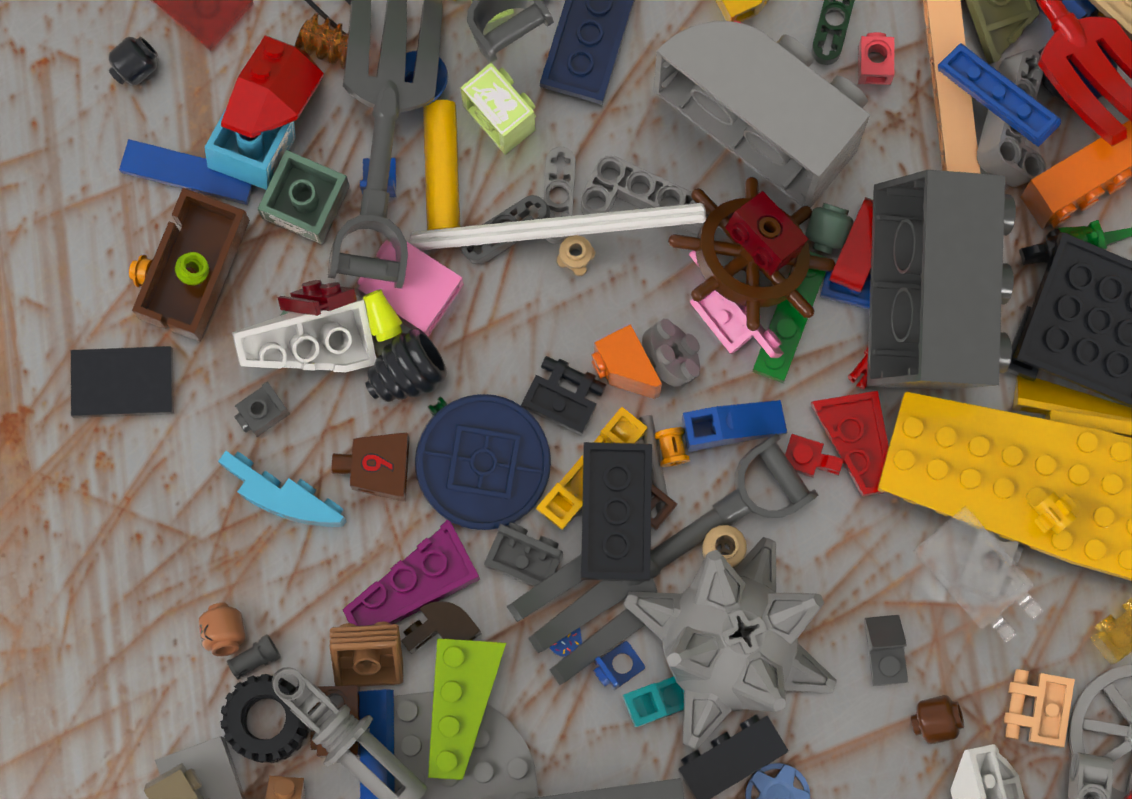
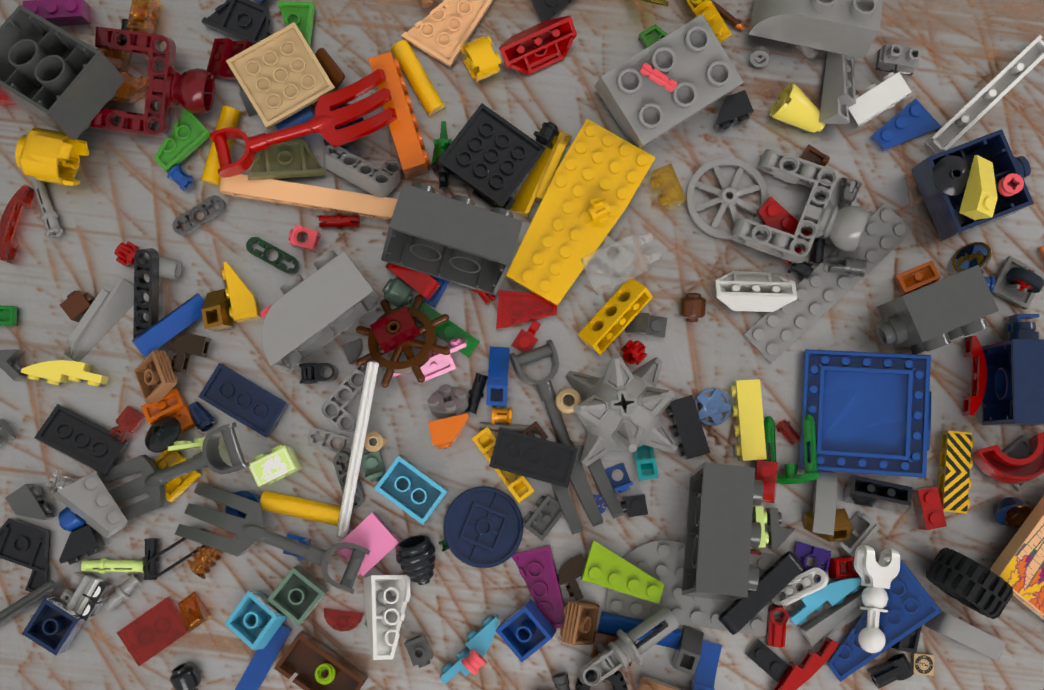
camera: 80 degrees left, 5 degrees up
(235, 46) = (194, 612): none -> clear orange slope
(265, 496) = (474, 661): none -> coral wheel
(271, 88) = (226, 600): red wedge -> none
(280, 273) = (342, 619): none -> clear red plate
(317, 297) = (362, 602): dark red plate -> none
(334, 570) = (526, 630): none -> blue brick
(377, 465) = (469, 589): reddish brown torso -> none
(382, 318) = (384, 566): neon yellow cone -> none
(514, 331) = (411, 489): none -> medium azure brick
(537, 262) = (373, 466): none -> sand green bracket
(559, 404) = (460, 473): black plate -> none
(579, 700) = (634, 505): none -> black brick
(663, 131) = (314, 373): none -> black piece
(696, 396) = (476, 393): none -> black pin
(715, 182) = (352, 350): none -> dark grey tile
(834, 638) = (634, 352): none -> red gear
(887, 591) = (615, 316): none -> yellow brick
(920, 106) = (339, 221): none -> red pin
(999, 95) = (347, 174): blue tile -> none
(1050, 708) = (701, 243): light nougat plate -> none

